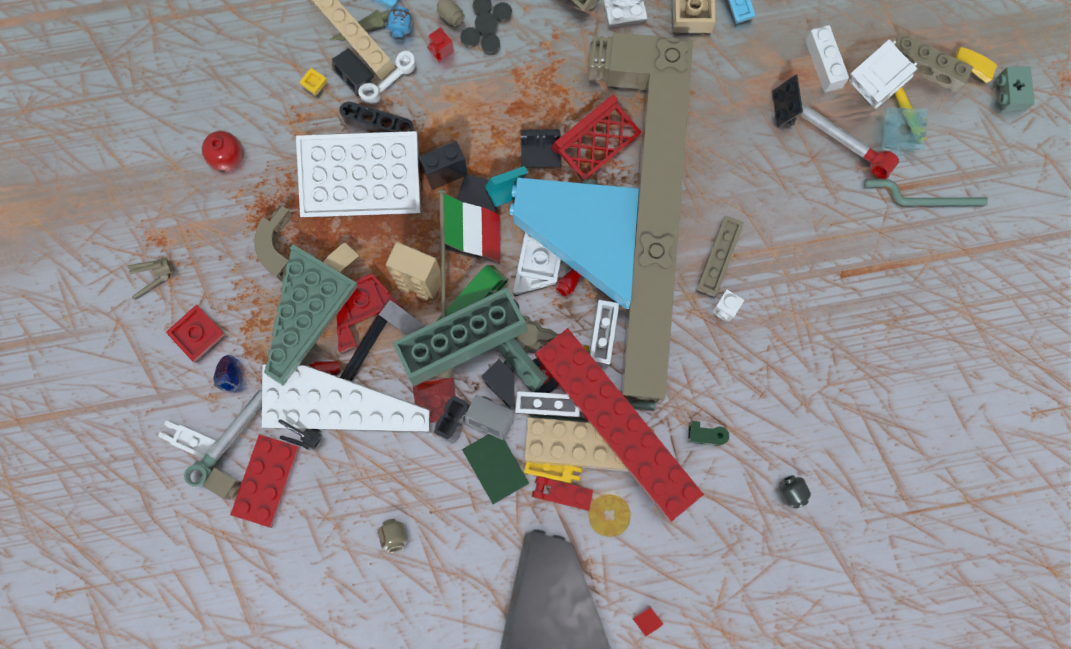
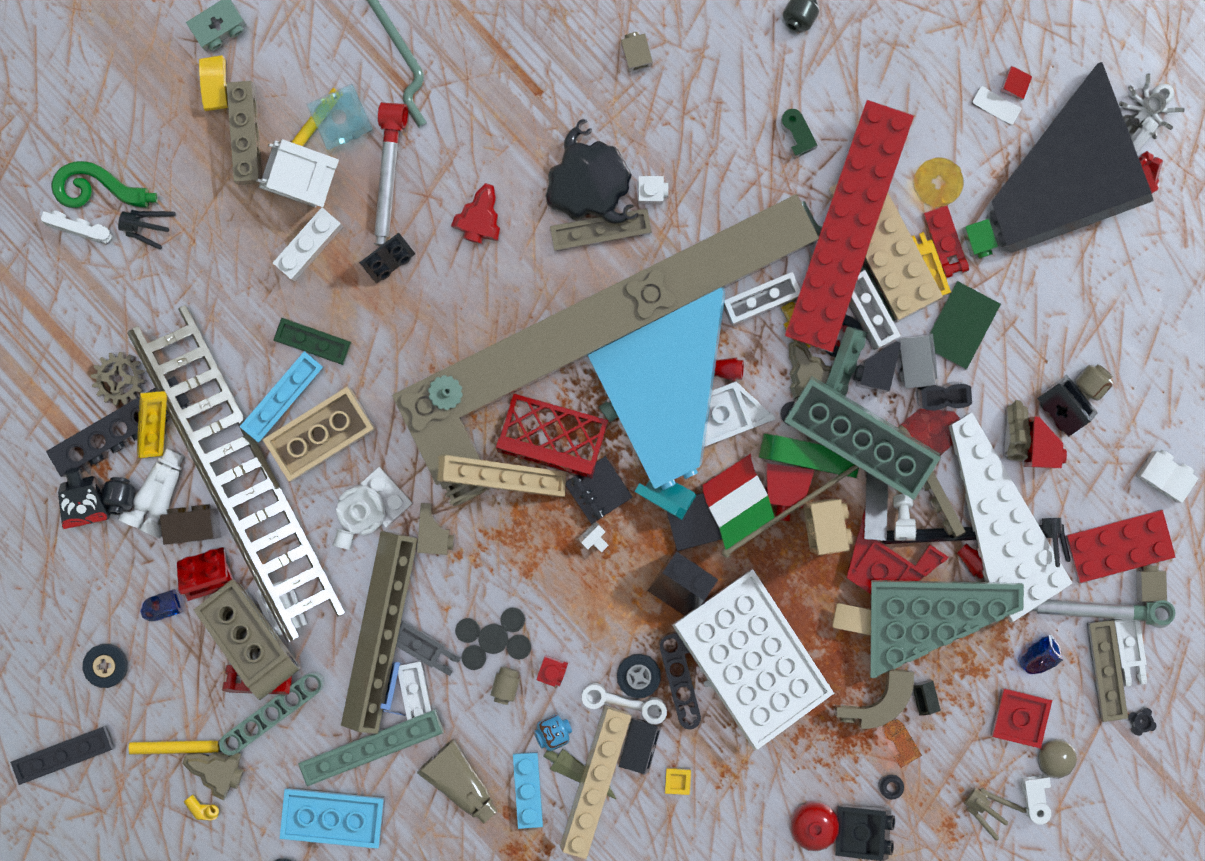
camera: 120 degrees left, 10 degrees up
(128, 305) = (1035, 798): none -> white leg
(130, 412) = (1149, 724): none -> black plate
(151, 341) = (1057, 758): none -> dark tan hair
(185, 414) = (1107, 670): none -> dark tan plate
(193, 179) = (864, 833): none -> black plate
(210, 212) = (891, 794): none -> black plate
(235, 242) = (903, 742): none -> clear orange leg
(254, 277) = (926, 698): none -> pearl dark grey piece
(290, 546) = (1167, 476): none -> white brick
(369, 466) = (1045, 447): none -> red slope
(378, 368) = (941, 504): none -> dark tan plate
(379, 333) = (905, 527): none -> white leg
(388, 504) = (1078, 410): none -> black brick
(394, 456) = (1017, 432): none -> dark tan rock
(399, 91) = (634, 683): none -> black wheel
(460, 269) = (786, 486): none -> red torso
(510, 124) = (593, 536): none -> white tile
(549, 518) = (980, 238): none -> green brick
(581, 24) = (432, 536): none -> dark tan arch
(592, 77) = (501, 476): none -> tan plate
(640, 595) = (996, 105): none -> white sticker
(673, 72) = (445, 392): none -> sand green piece
(757, 27) = (312, 341): none -> dark green tile
(761, 267) = (589, 180): none -> black piece
(778, 180) = (479, 218): none -> red rock
(834, 356) = (636, 51): none -> dark tan brick

